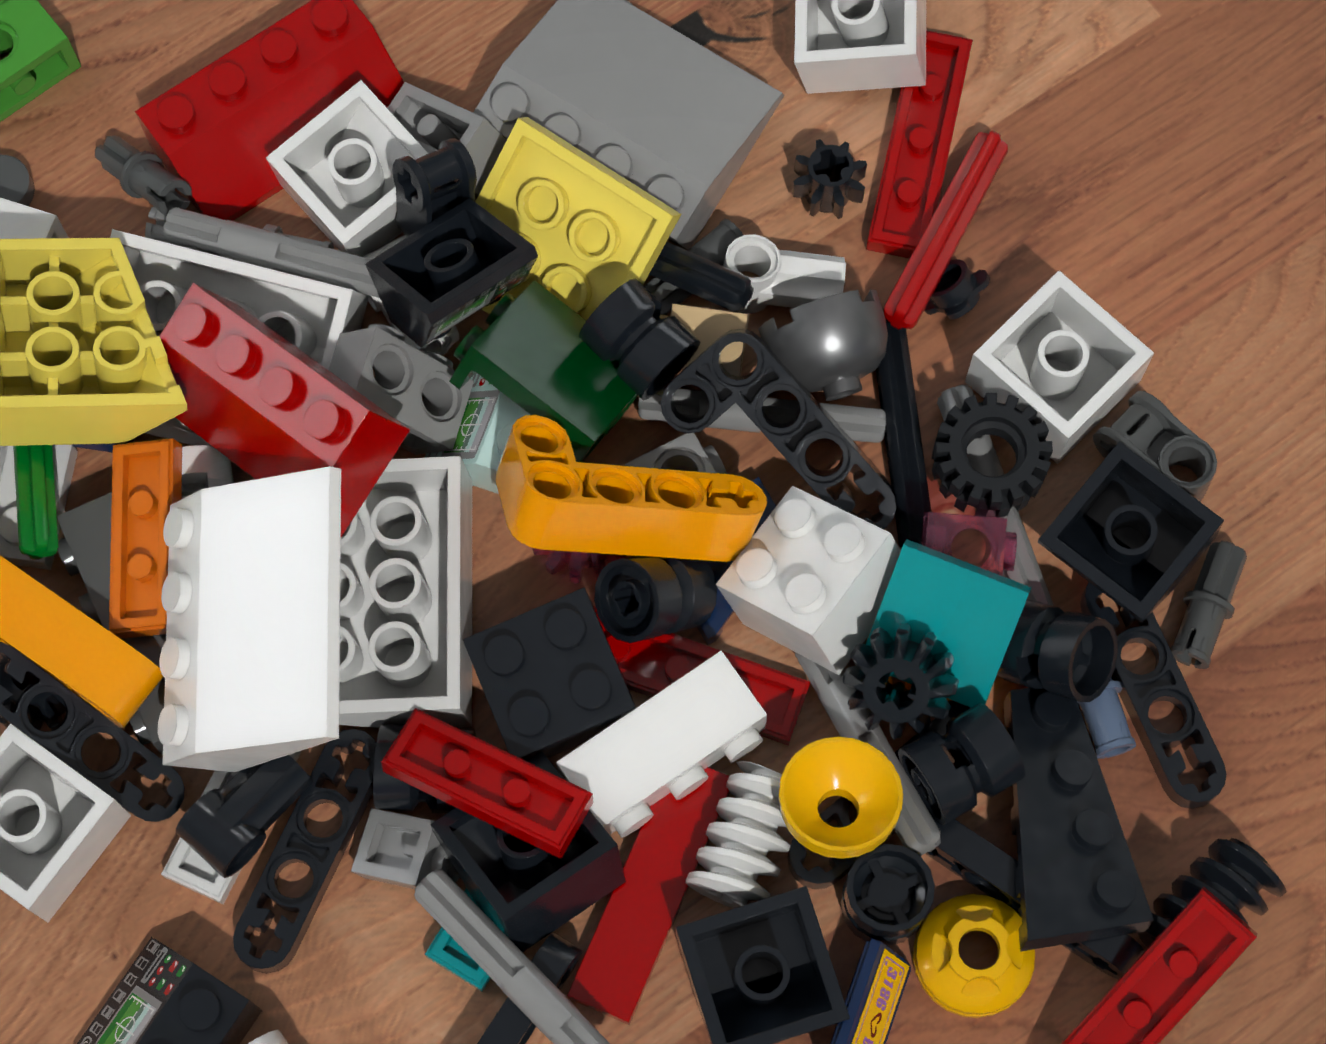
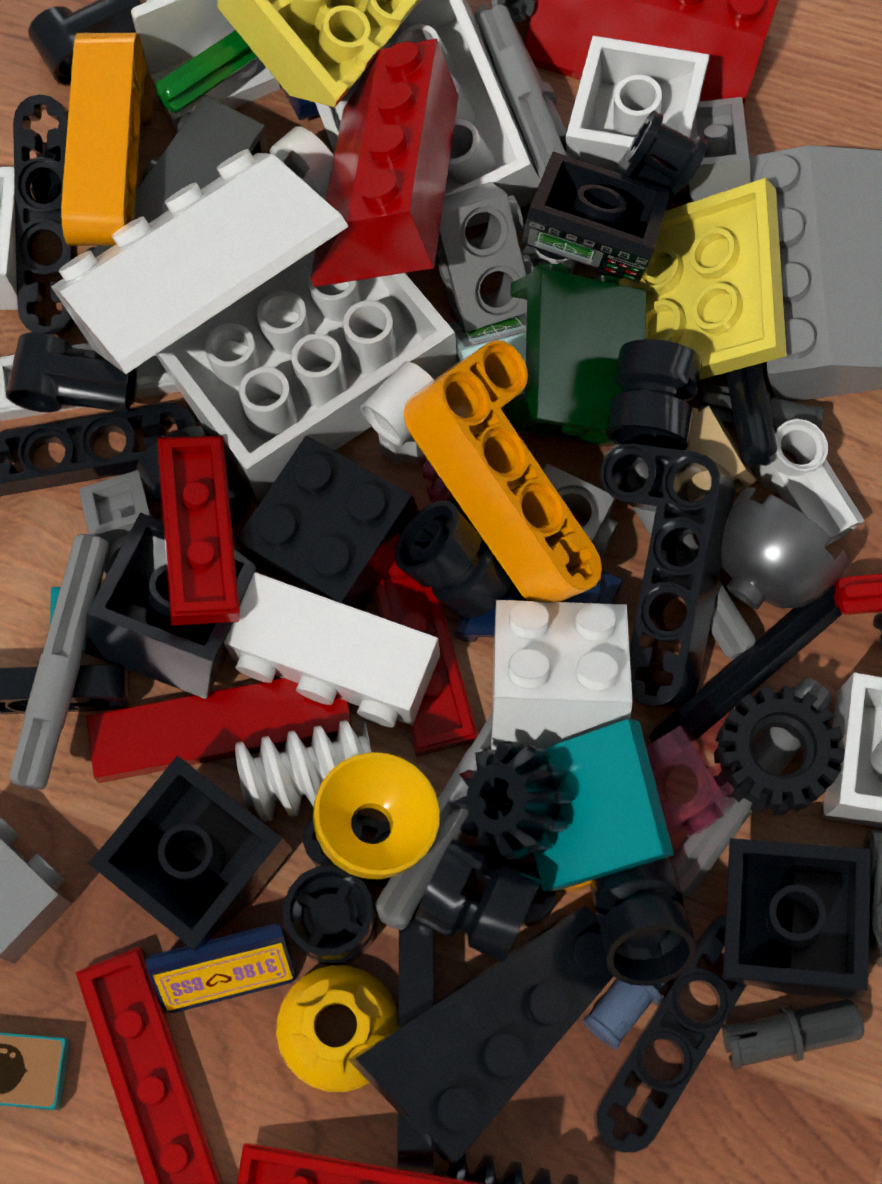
camera: 55 degrees right, 0 degrees up
(143, 488) = (269, 127): orange tile -> none
(494, 554) = (386, 413): none -> white piece

